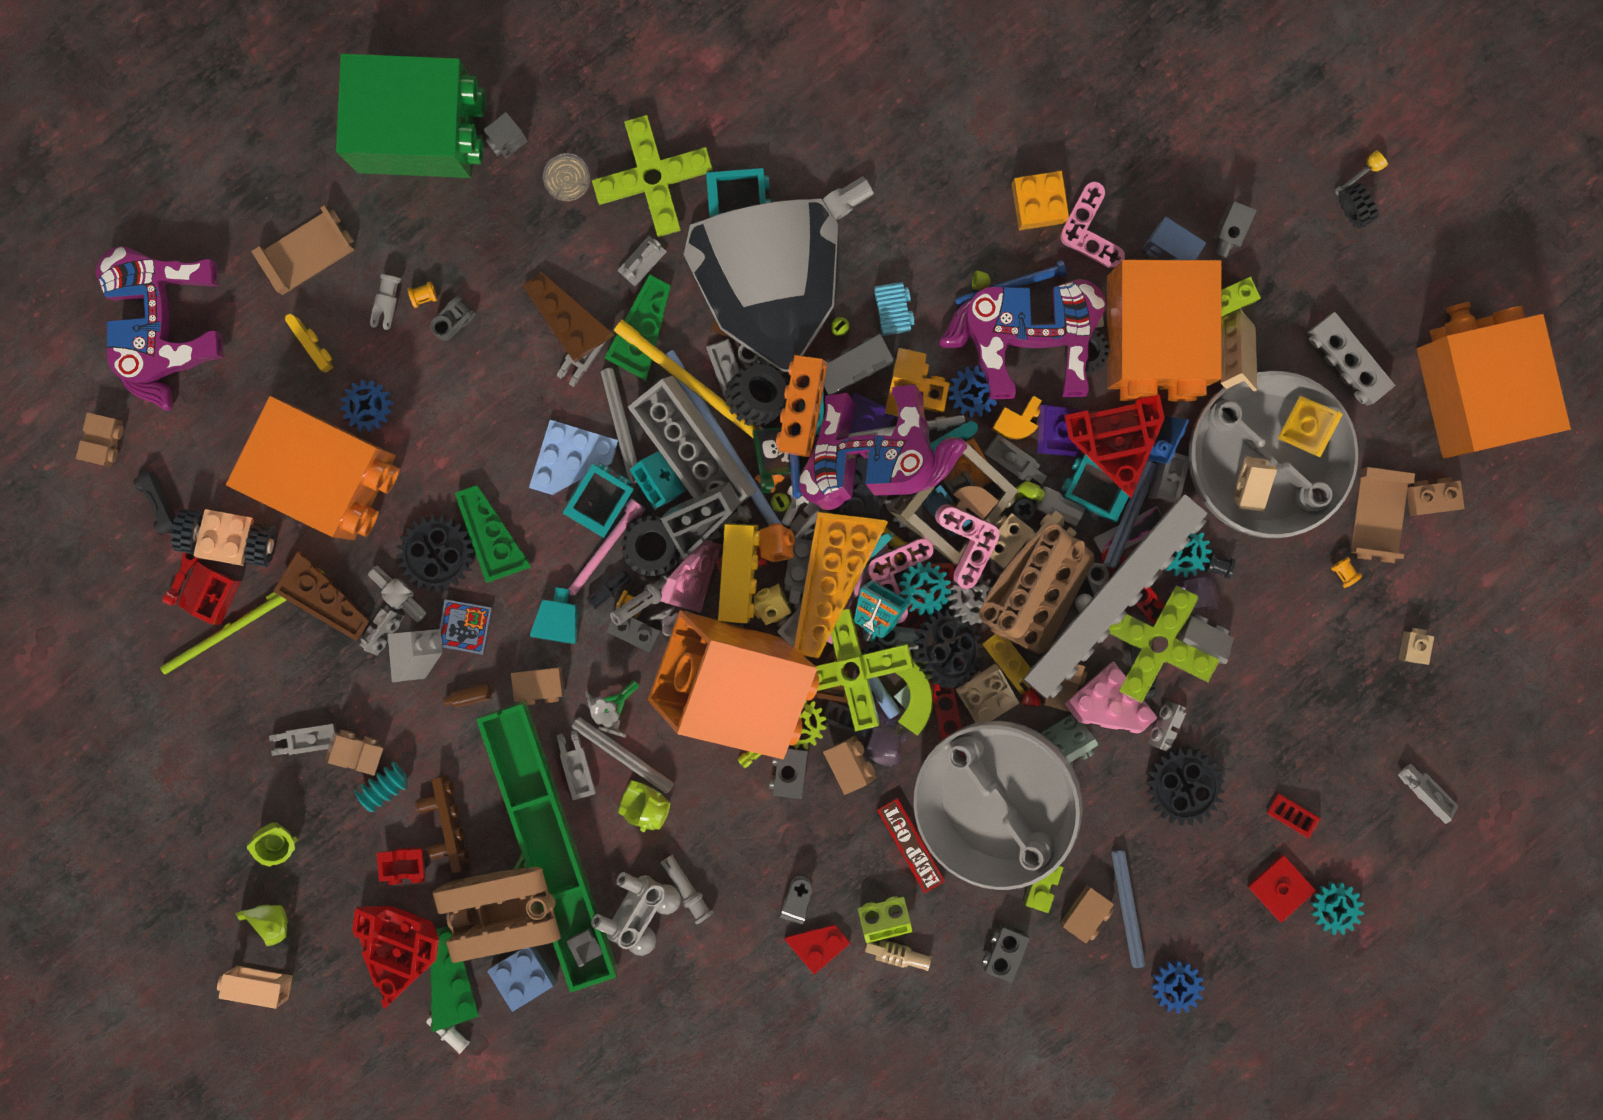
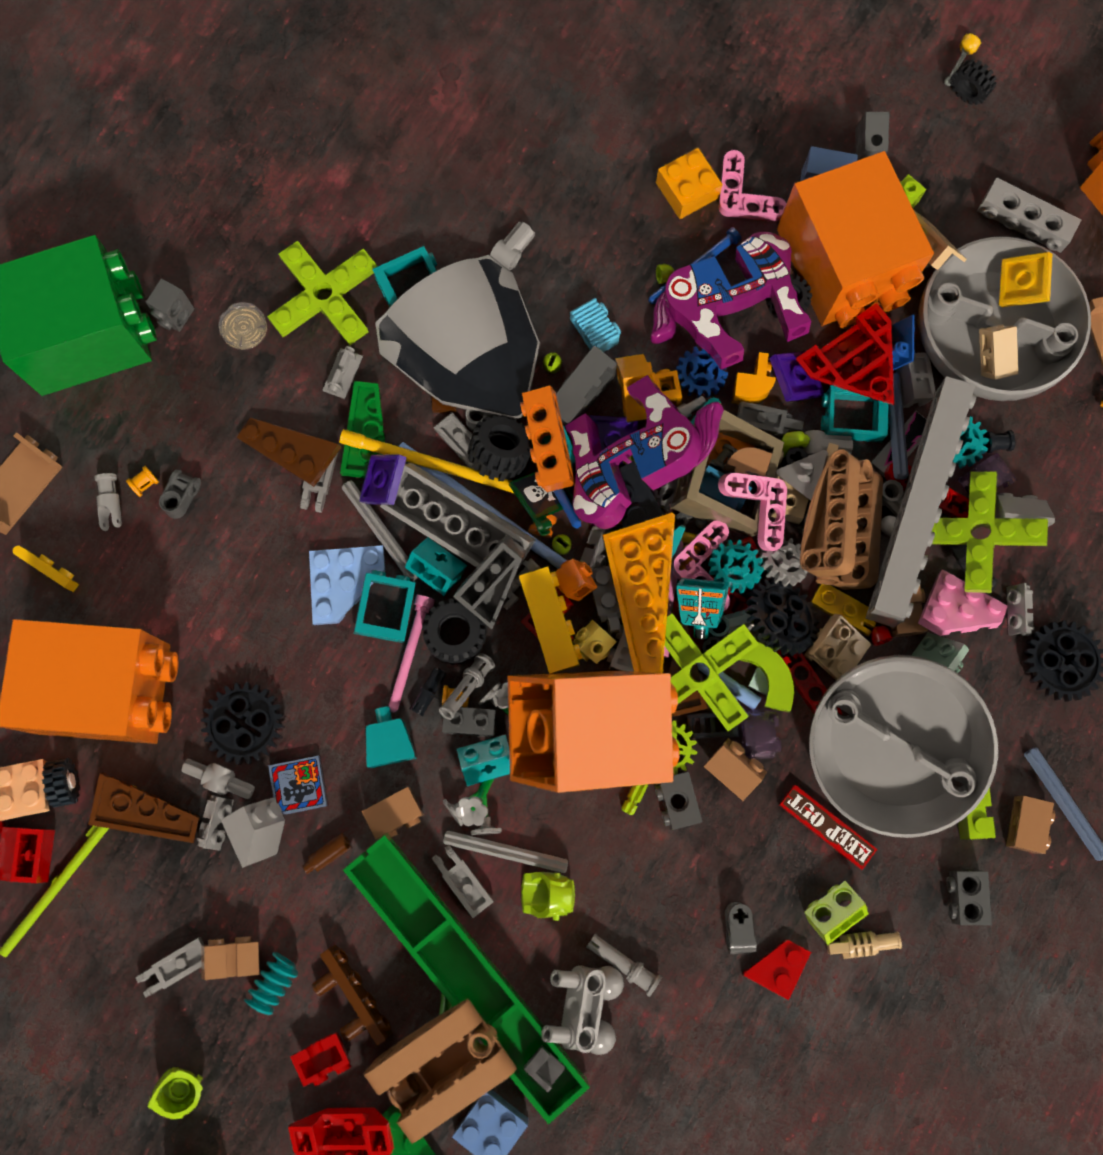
camera: 20 degrees left, 10 degrees down
(360, 412) = (125, 596): blue gear -> none
(491, 540) = (294, 689): green wing -> none
(634, 670) = (485, 760): none -> teal brick
(639, 383) = (382, 479): none -> dark purple tile
(691, 580) = (506, 644): bright pink plate -> none
(793, 507) = (576, 538): white bar -> none
(1022, 529) = (805, 473): none -> light grey piece

